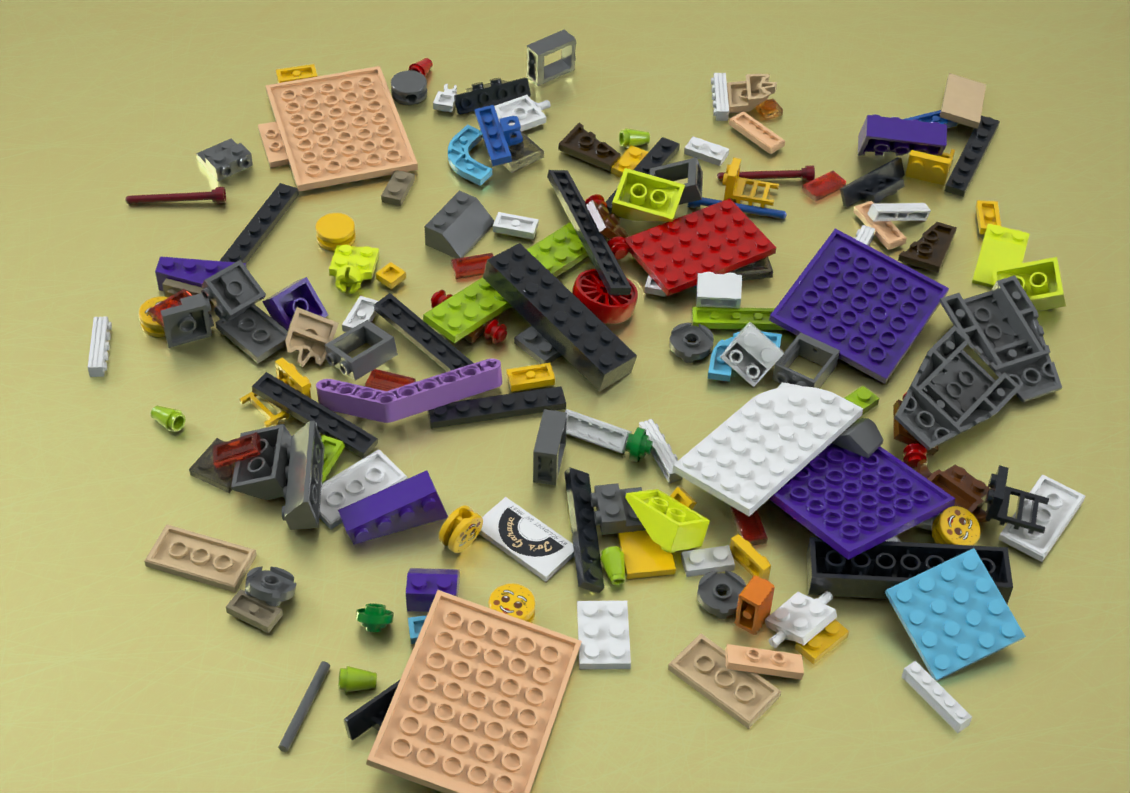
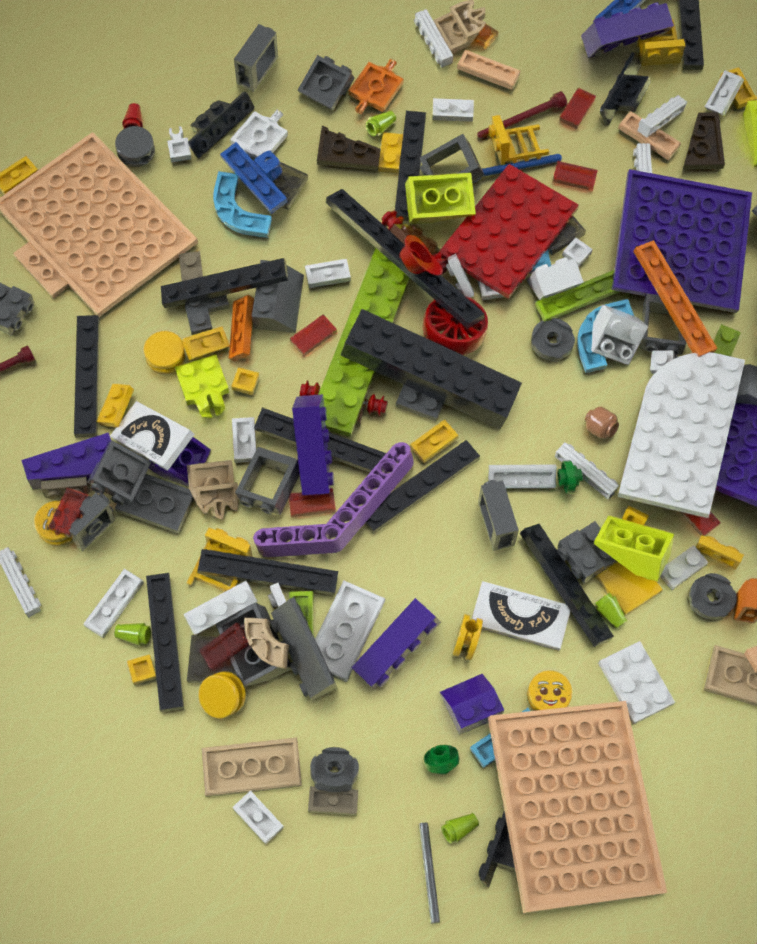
camera: 25 degrees left, 20 degrees up
(156, 446) = (141, 669): none -> yellow plate
(167, 392) = (113, 603): none -> white tile
(178, 596) = (258, 817): none -> white plate
(189, 435) = (165, 642): none -> black plate
(210, 487) = (222, 694): none -> yellow head
(233, 422) = (220, 608): none -> white brick
(263, 256) = (115, 405): none -> yellow plate
(270, 455) = (264, 643): none -> tan tile
(281, 277) = (152, 435): none -> white tile
(374, 235) = (205, 343): none -> yellow plate
(389, 211) = (199, 312): none -> dark grey plate
(411, 239) = (241, 328): none -> orange plate
(413, 329) = (311, 444): none -> dark purple wedge
(417, 195) = (224, 283): none -> black plate
(596, 225) = (418, 258): none -> red piece
(603, 94) = (326, 82): none -> dark grey plate
(630, 255) = (455, 268): none -> white plate
(646, 112) = (376, 86): none -> orange plate
(697, 417) = (601, 422): none -> nougat head
(756, 286) = (577, 250): none -> white plate
(790, 232) = (575, 175): none -> clear red tile
(822, 340) = (674, 299): none -> orange plate
(970, 214) = (724, 93): none -> white plate

